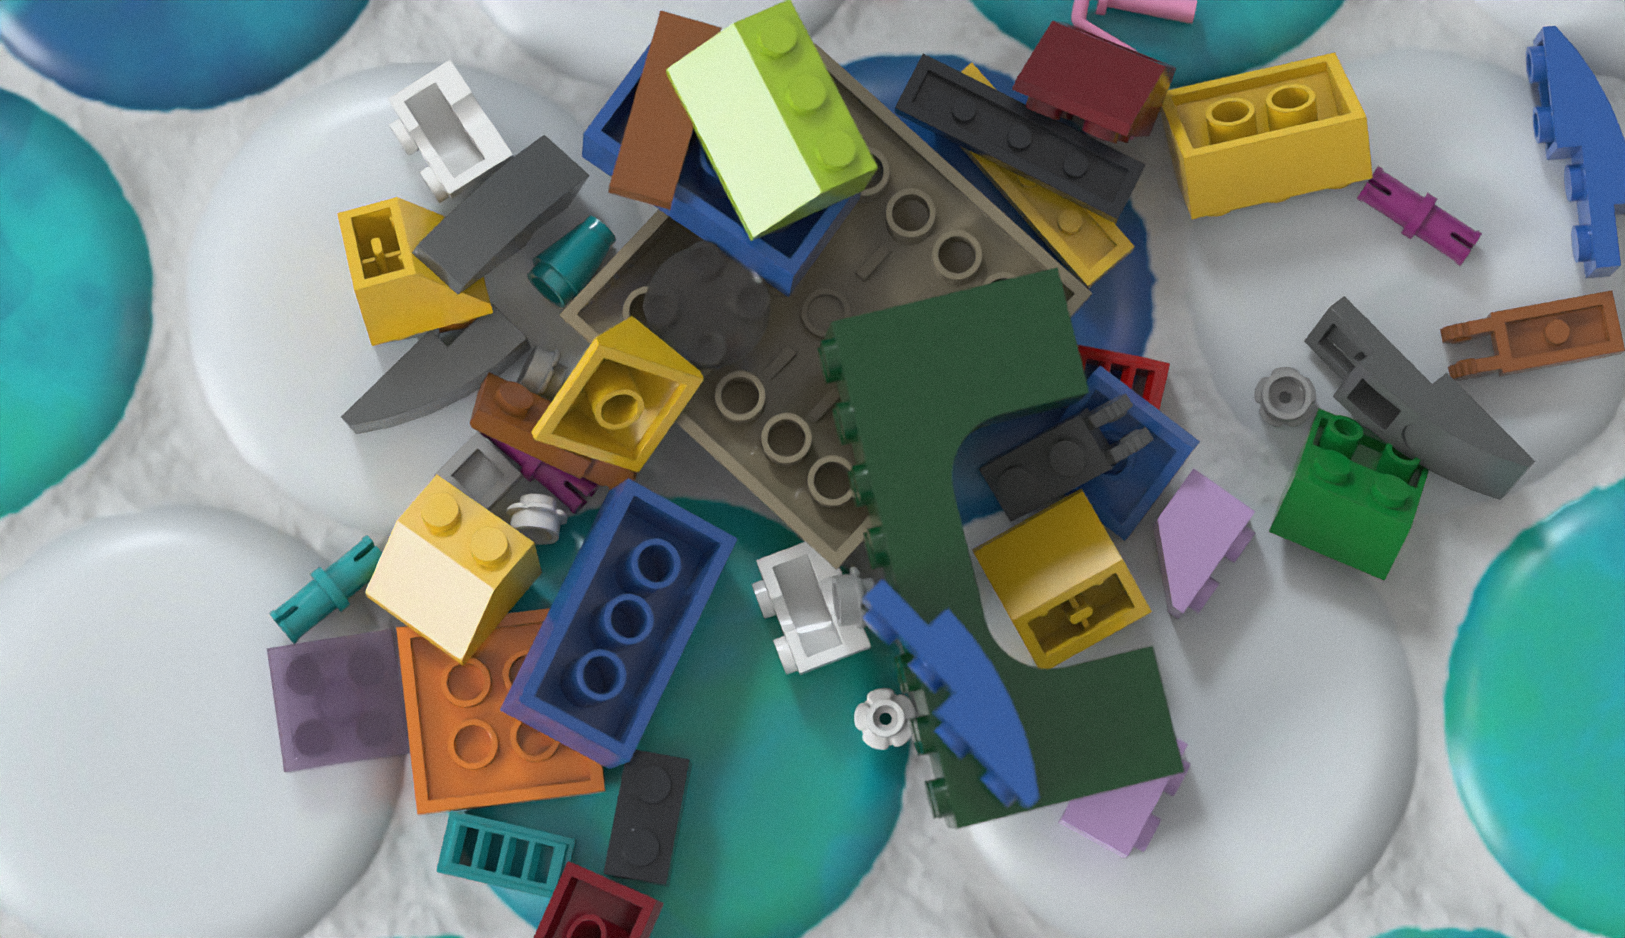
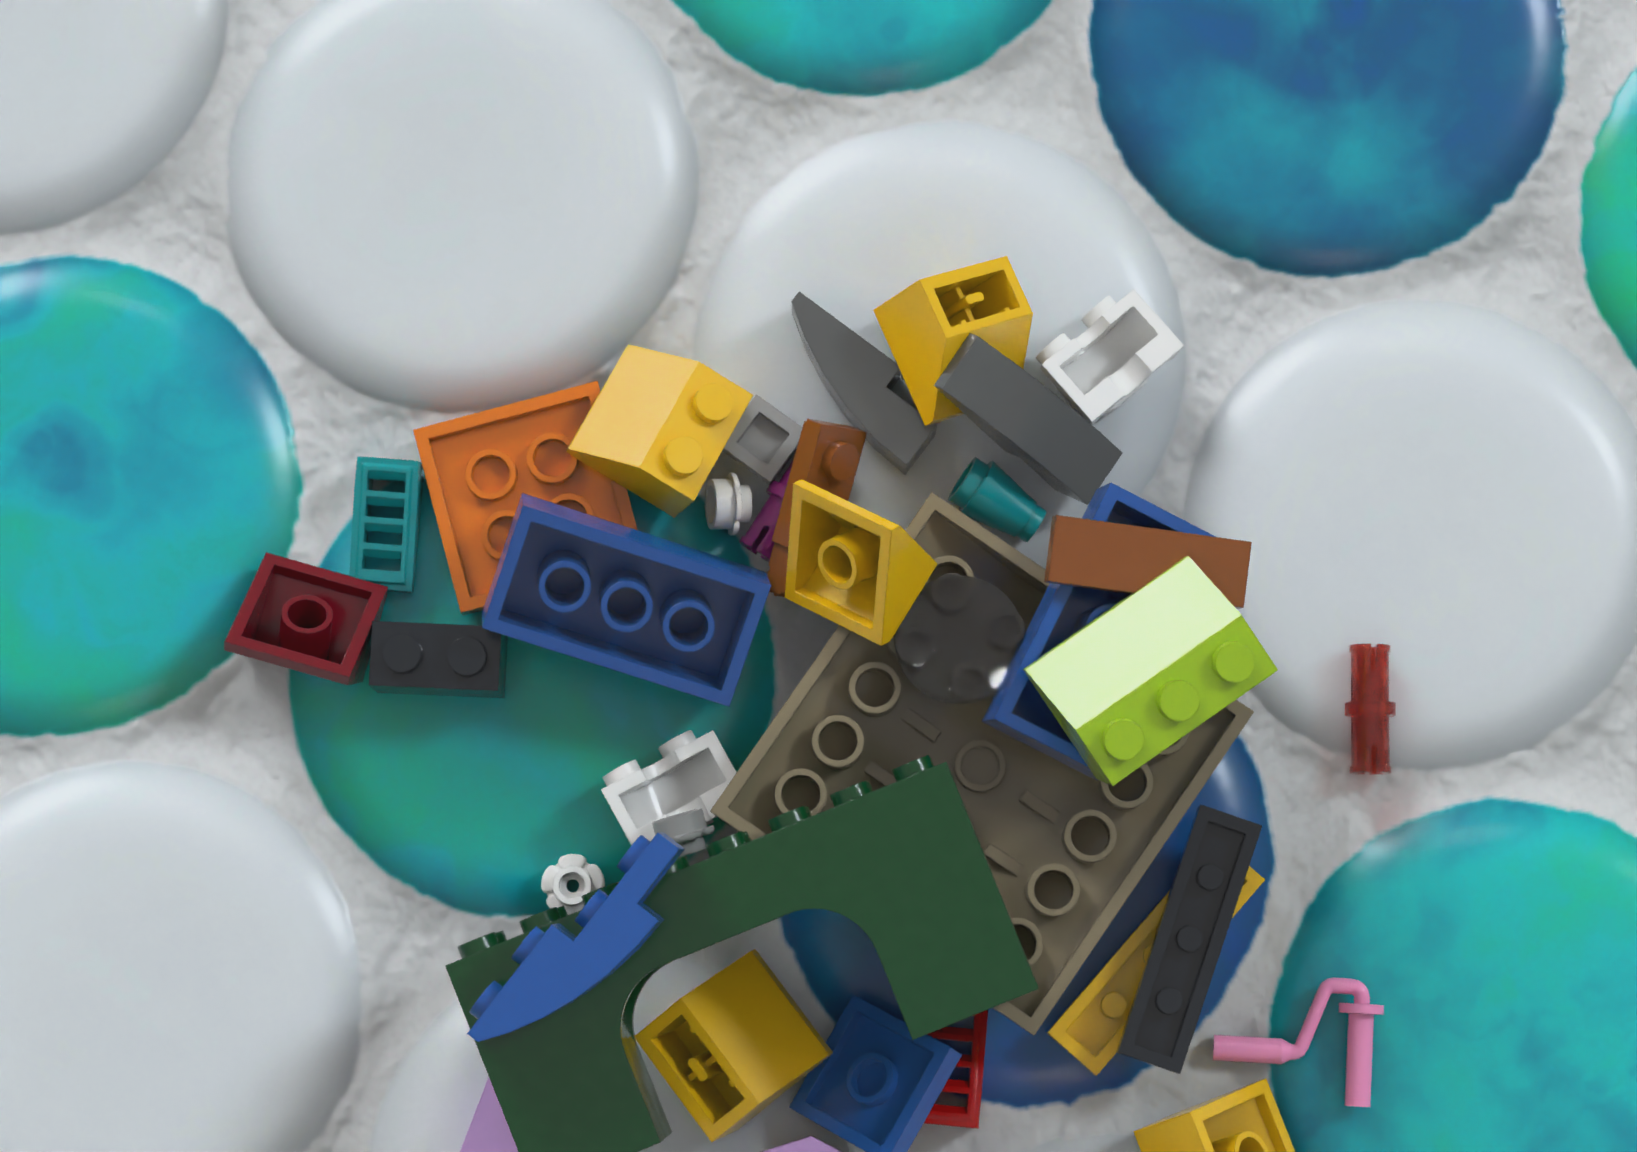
camera: 80 degrees right, 0 degrees up
(328, 590) = (626, 307): teal pin -> none
(338, 701) = (517, 335): clear purple plate -> none
(543, 372) = (877, 487): light grey plate -> none
(1060, 458) = (861, 1028): dark grey hinge -> none
(1095, 80) = (1259, 1008): dark red slope -> none

